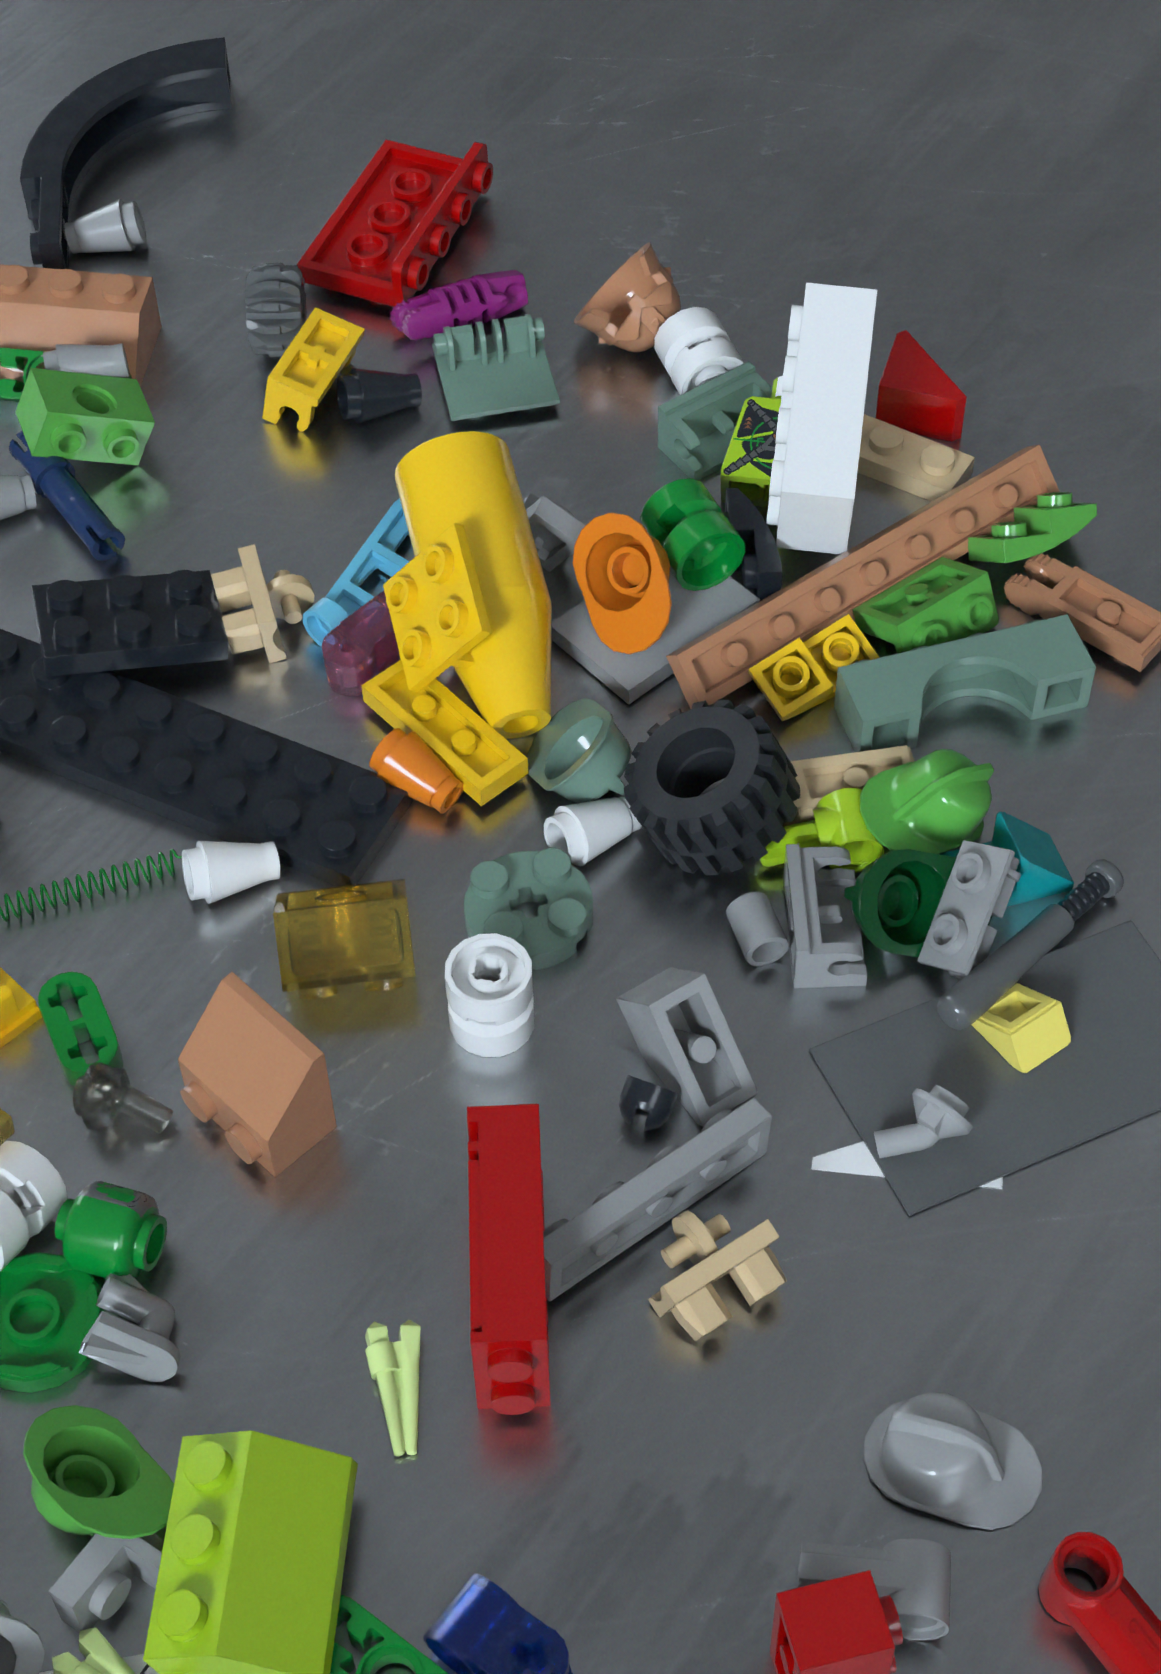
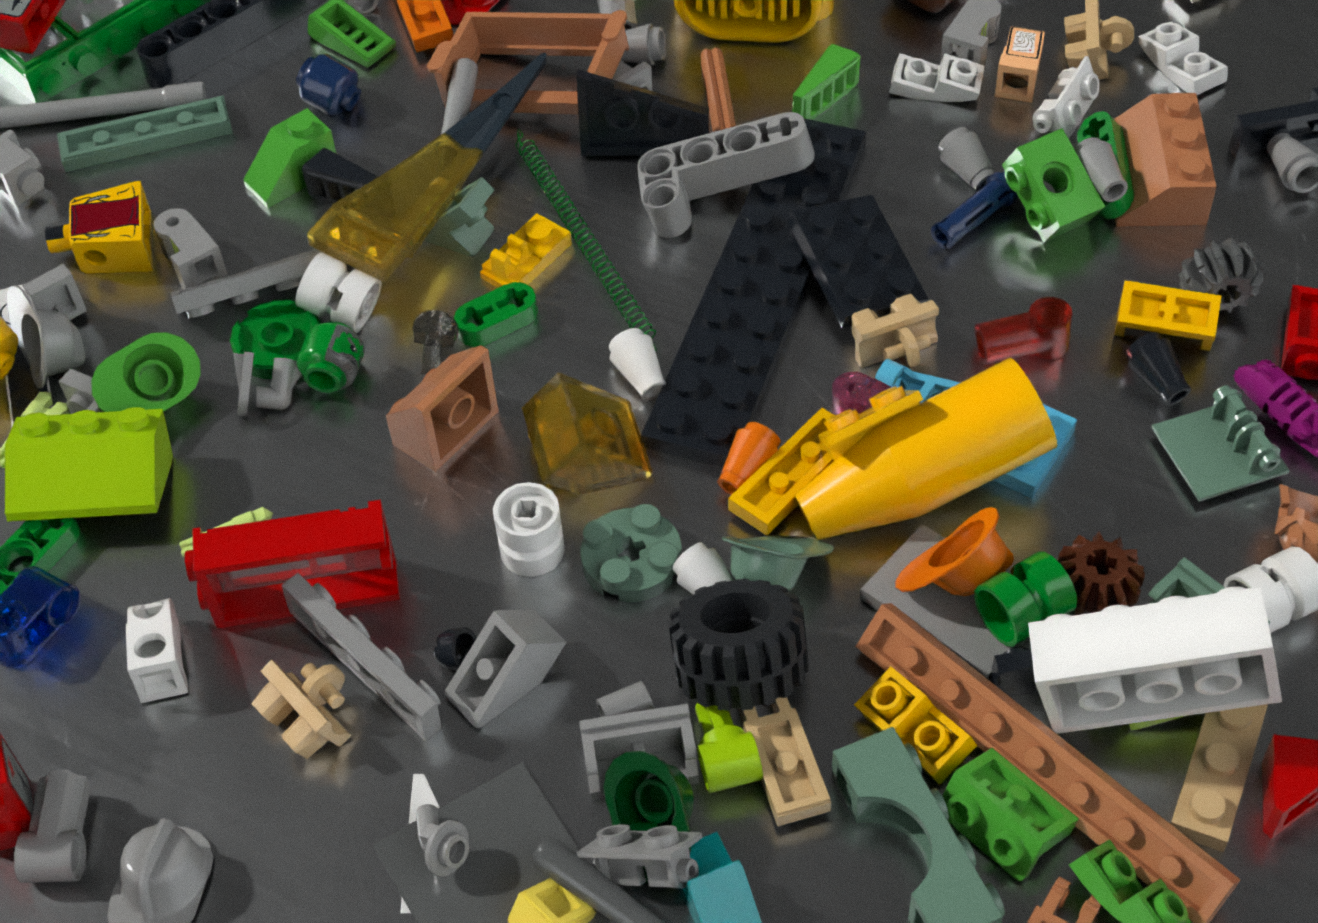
camera: 85 degrees right, 0 degrees up
(296, 489) = (1040, 332): none -> clear red piece
(552, 529) = (1024, 501): light grey bracket -> none
(590, 1462) = (155, 651): none -> white leg
(641, 474) = (1102, 573): none -> copper gear
(928, 802) = (760, 817): bright green piece -> none

